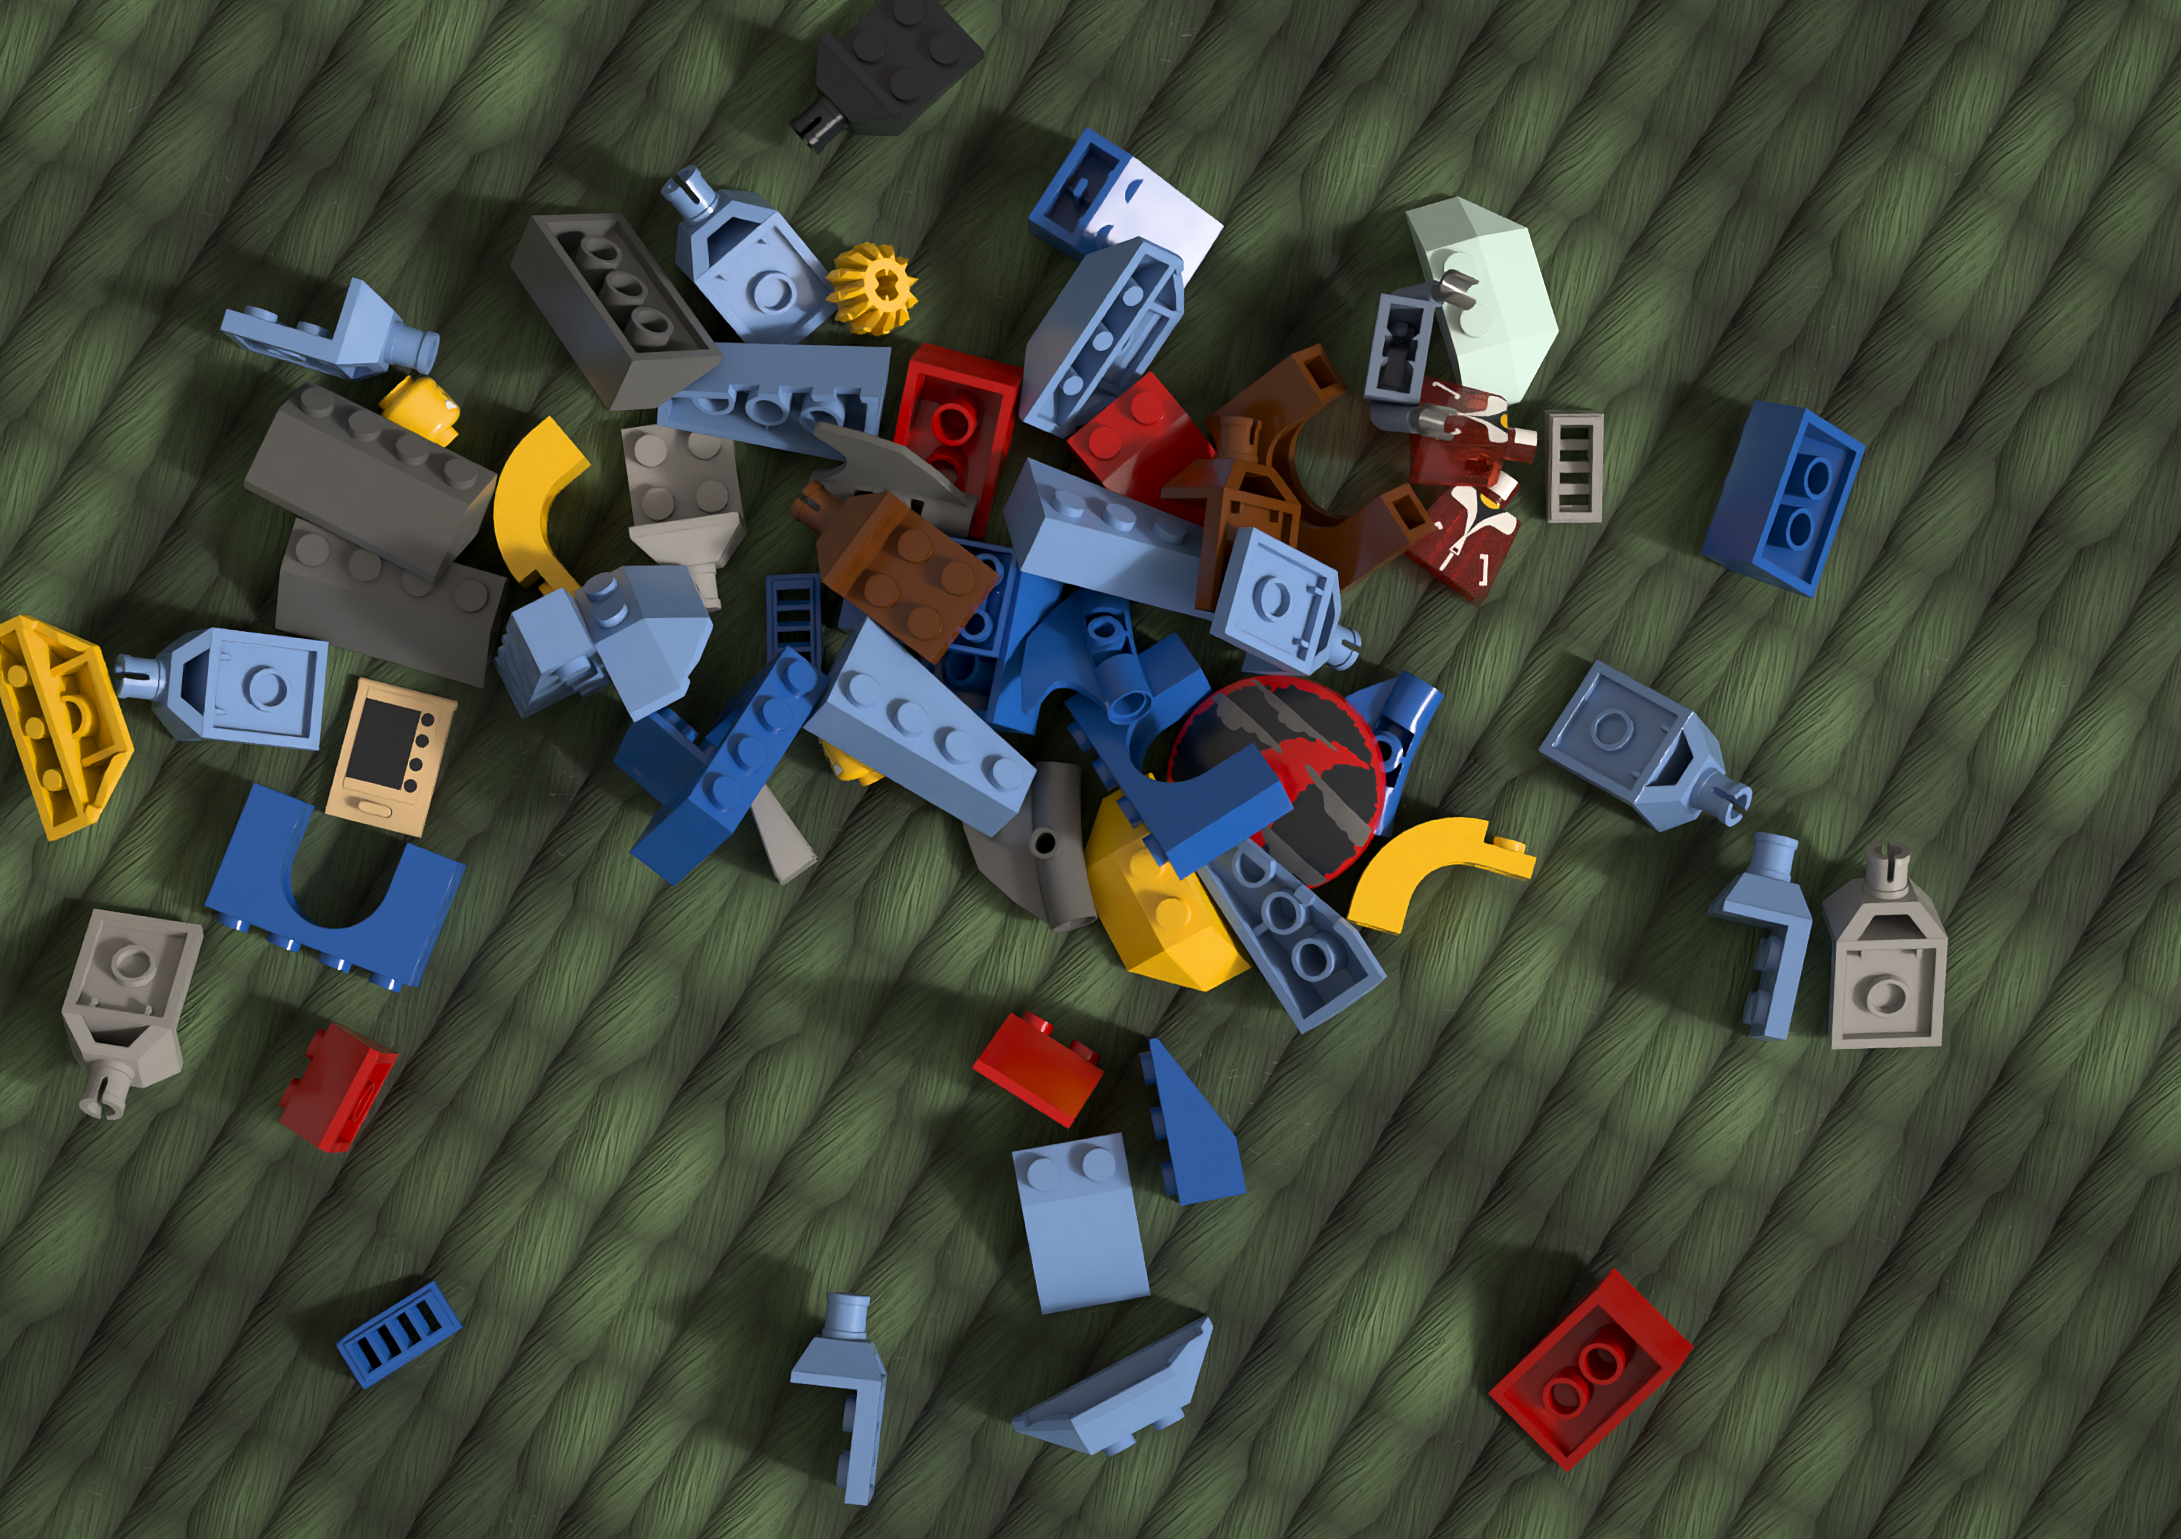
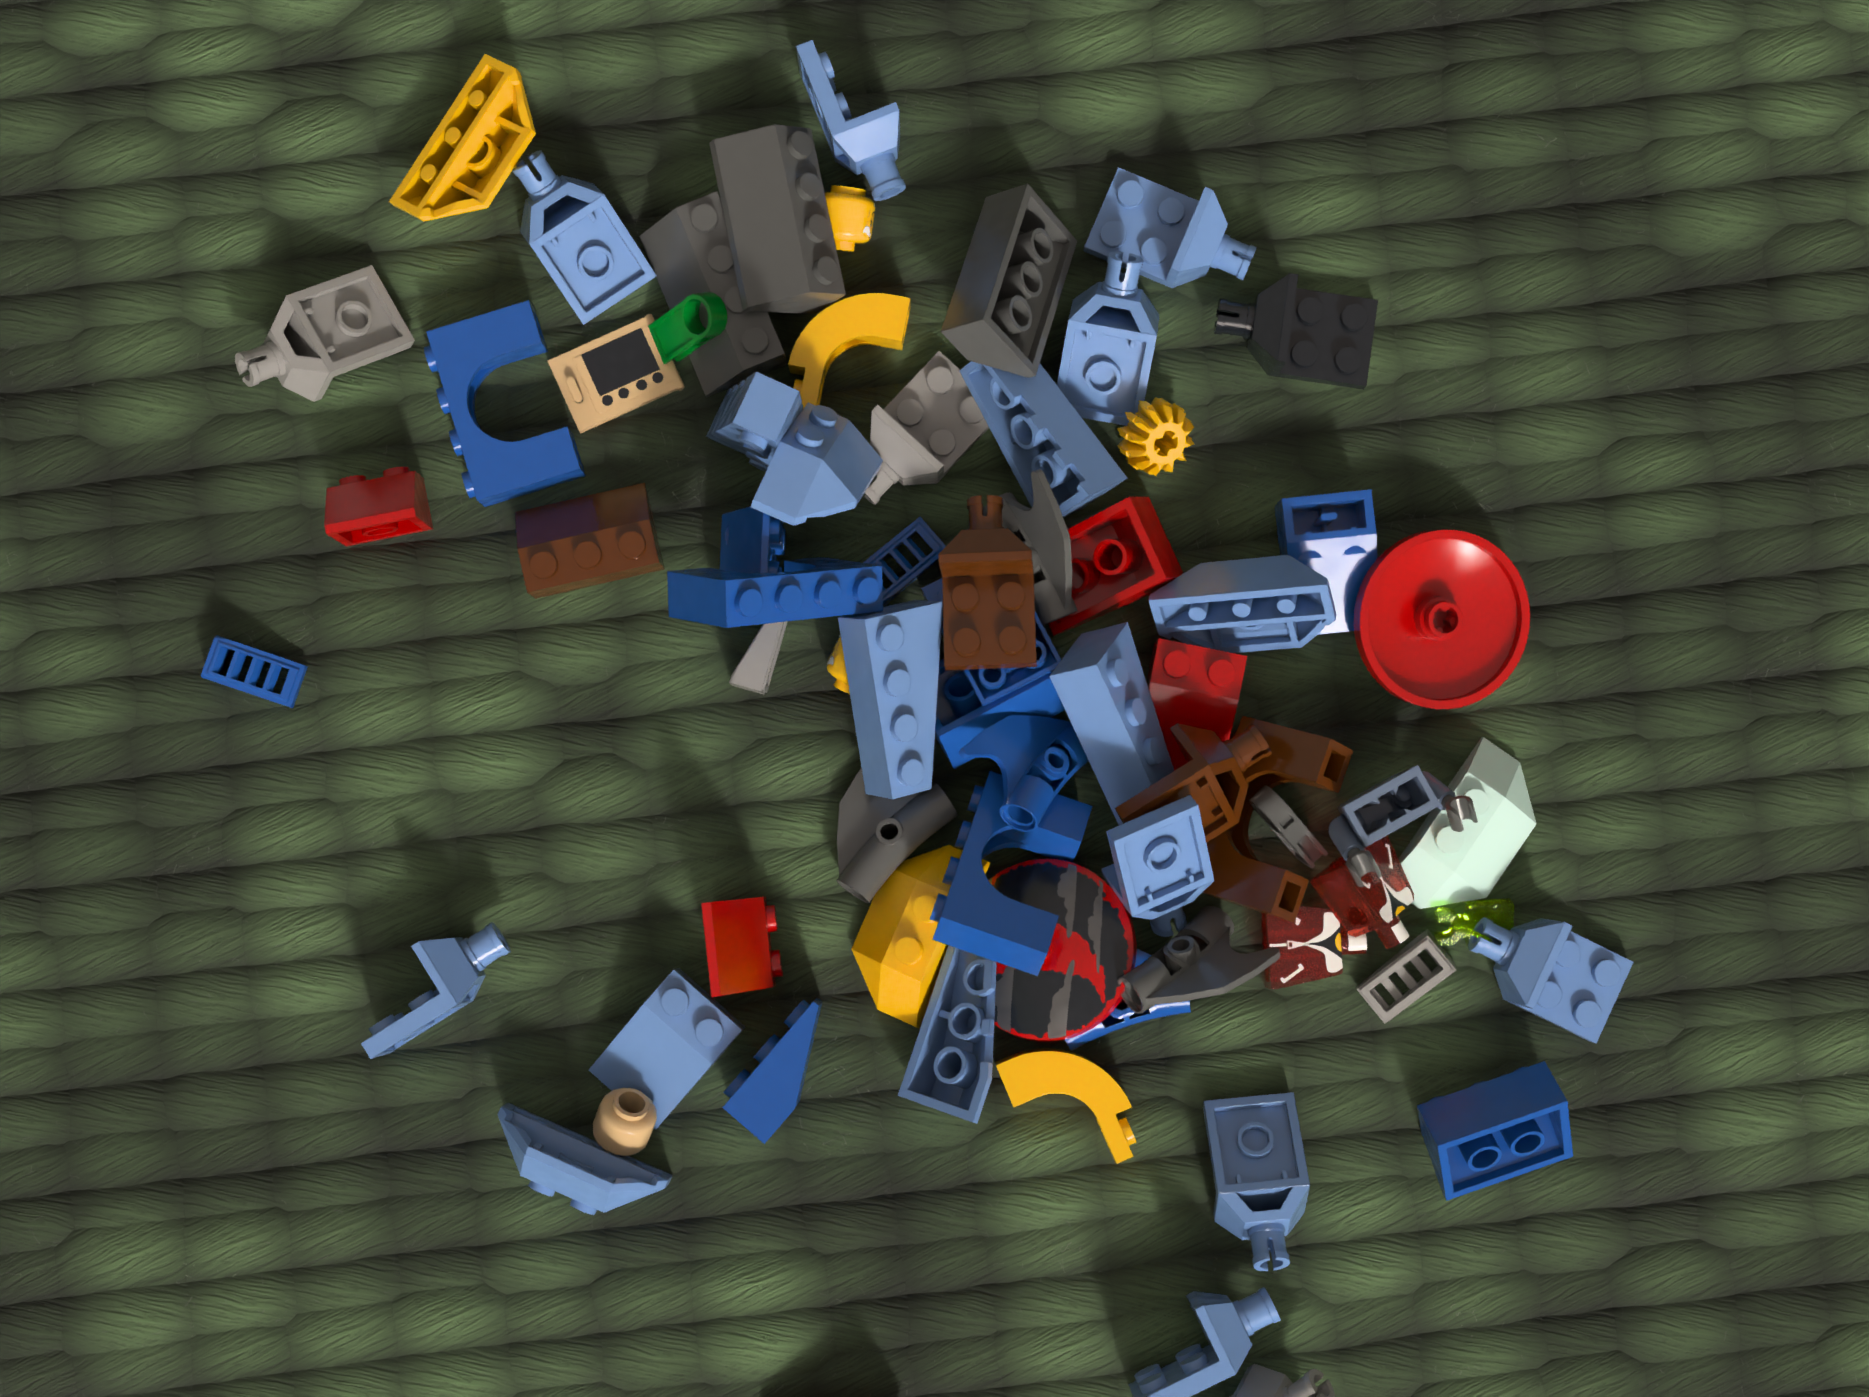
camera: 45 degrees right, 0 degrees up
(402, 659) = (680, 329): none -> green piece
(532, 911) = (587, 541): none -> reddish brown slope
(682, 119) = (1167, 230): none -> medium blue plate
(1119, 1316) = (624, 1121): none -> tan head
(1263, 160) = (1442, 619): none -> red dish
(1341, 463) = (1287, 826): none -> dark grey piece
(1401, 654) = (1194, 964): none -> dark grey pin
(1582, 355) = (1498, 910): none -> clear neon green plate
(1680, 324) = (1554, 973): none -> medium blue plate

